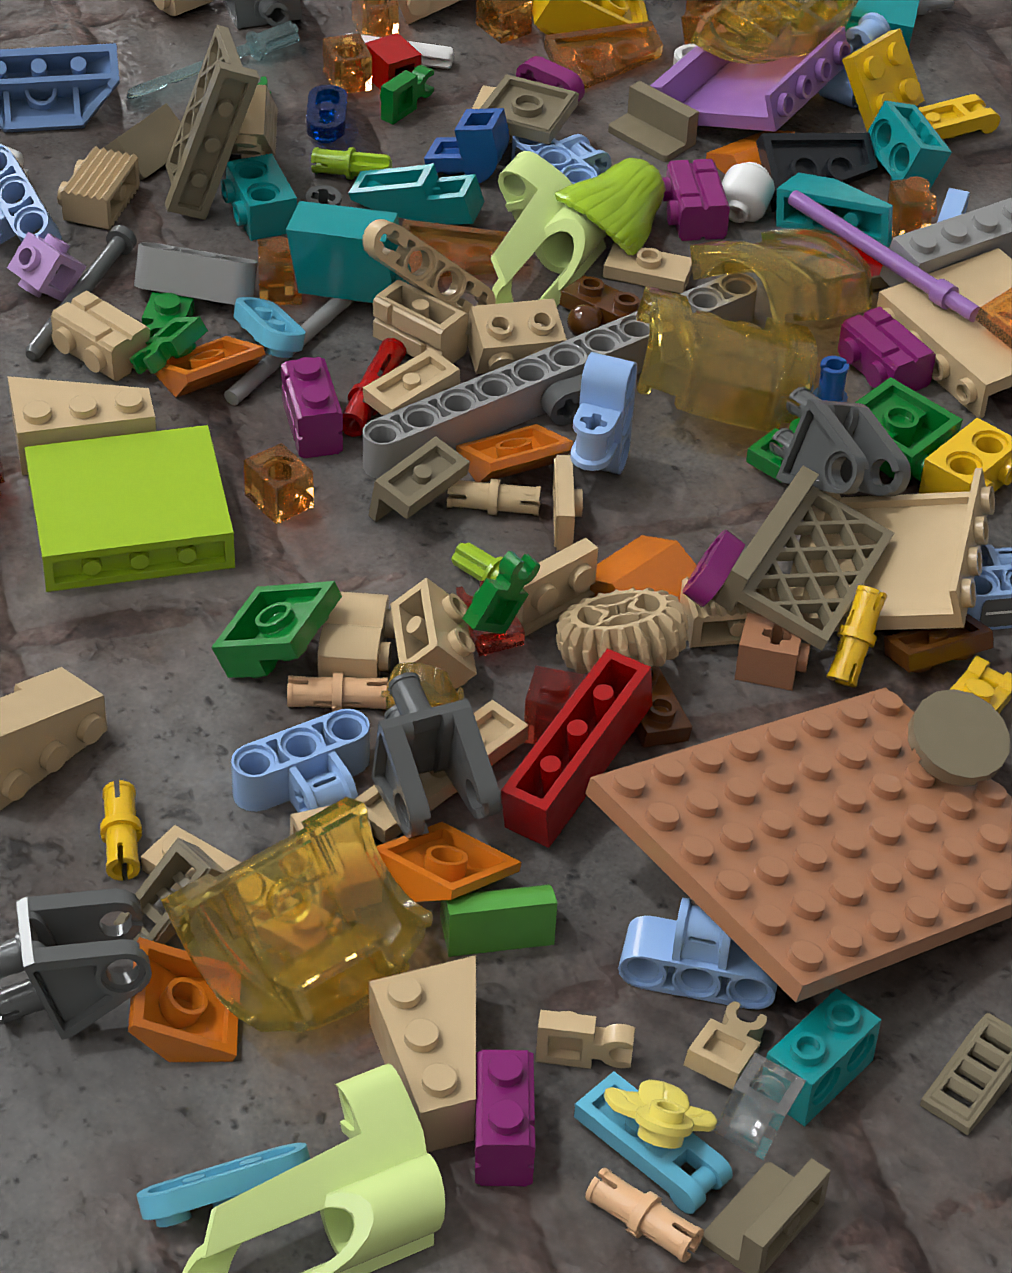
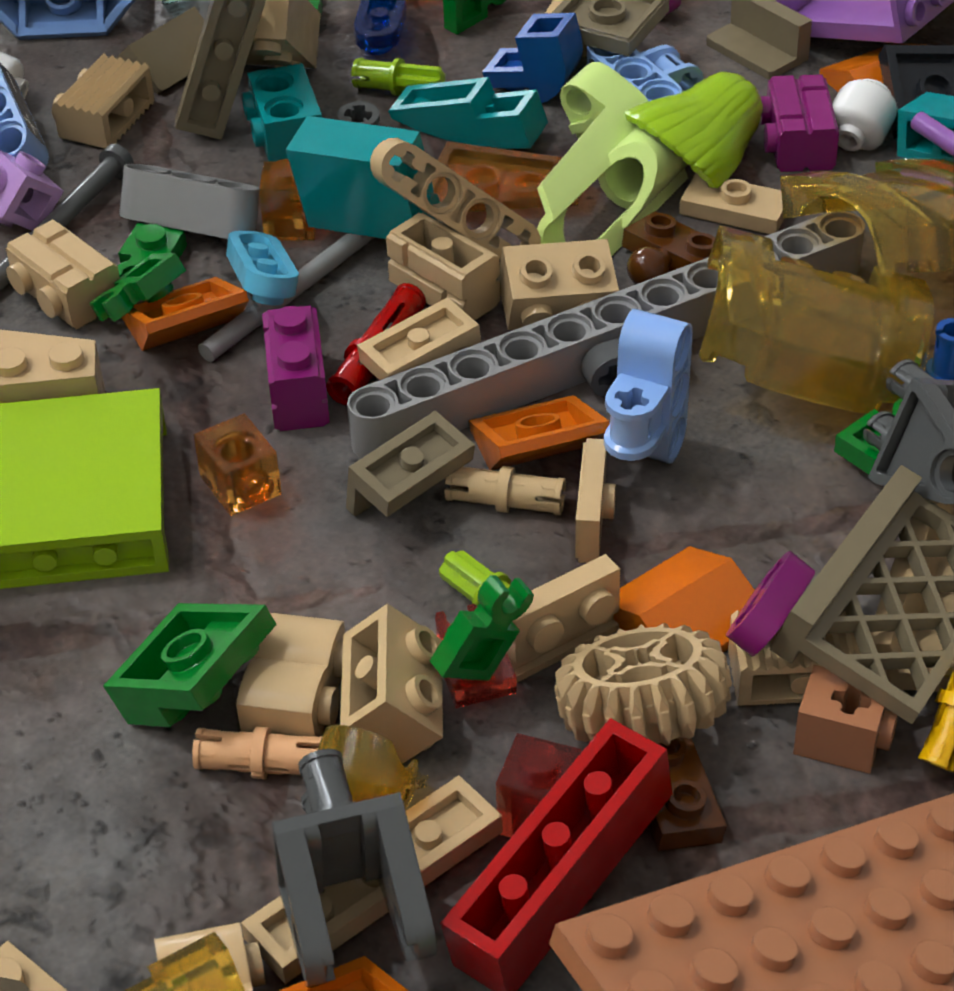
camera: 10 degrees right, 0 degrees up
(303, 763) = (191, 859): light blue beam -> none

